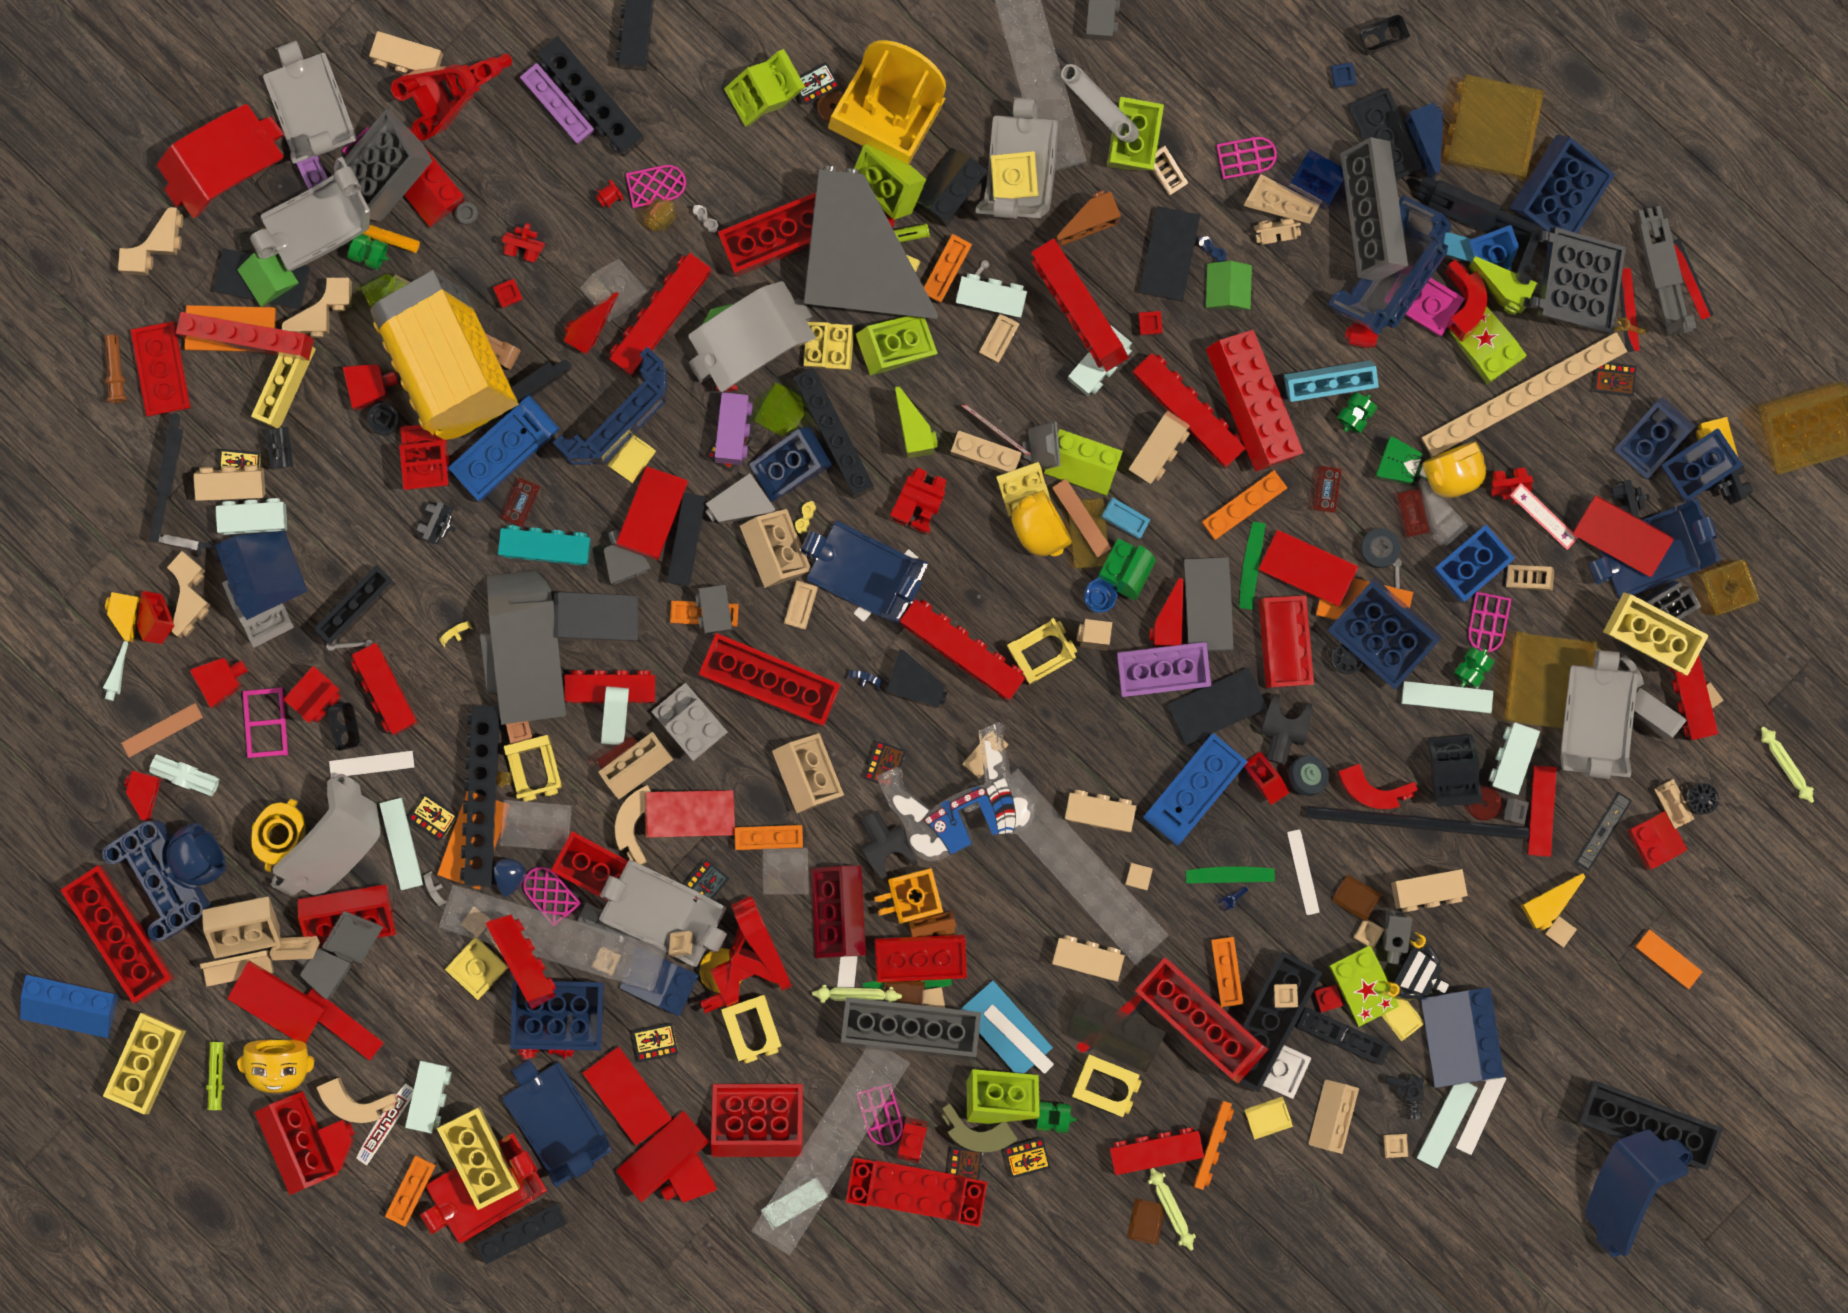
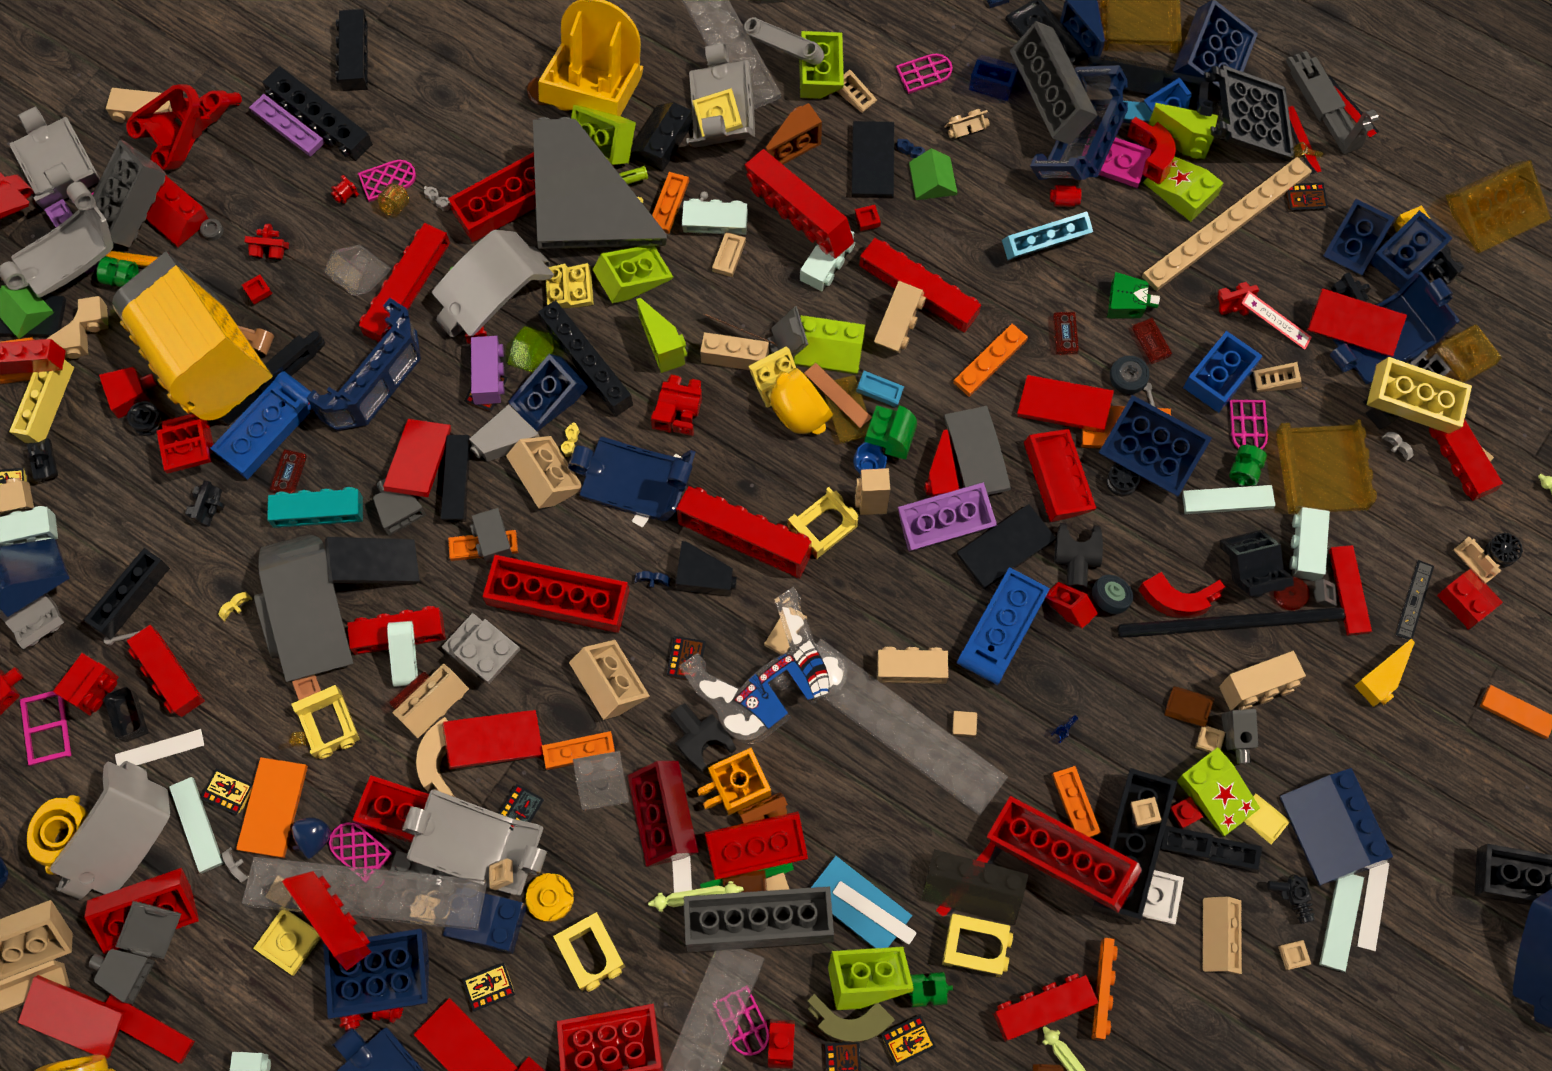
camera: 10 degrees left, 15 degrees down
(295, 948) = (87, 953): tan tile -> none
(484, 876) = (282, 840): black brick -> none
(535, 825) = (331, 778): clear slope -> none
(586, 328) = (334, 302): red slope -> none
(632, 458) = (394, 416): light yellow piece -> none
(746, 963) = (570, 882): red connector -> none
(764, 87) = (475, 78): lime bracket -> none
(801, 605) = (578, 521): tan tile -> none
(818, 83) = (522, 73): piece -> none
(1088, 958) = (930, 815): tan brick -> none
(1230, 875) = (1055, 707): green sticker -> none
(1251, 565) = (1009, 413): green sticker -> none
(1254, 400) = (980, 262): red brick -> none
(1268, 1118) = (1154, 950): light yellow piece -> none
(1280, 200) = (965, 97): tan wing -> none
(1303, 872) = (1129, 691): white sticker -> none
(1357, 412) = (1078, 260): green wheel -> none
(1418, 973) = (1272, 768): torso -> none
(1441, 517) = (1181, 338): clear slope -> none
(1456, 470) = (1184, 290): yellow piece -> none
(1560, 931) = (1402, 704): tan tile -> none
(1599, 718) = (1384, 481): light grey panel -> none
(1657, 715) = (1435, 477): light grey slope -> none

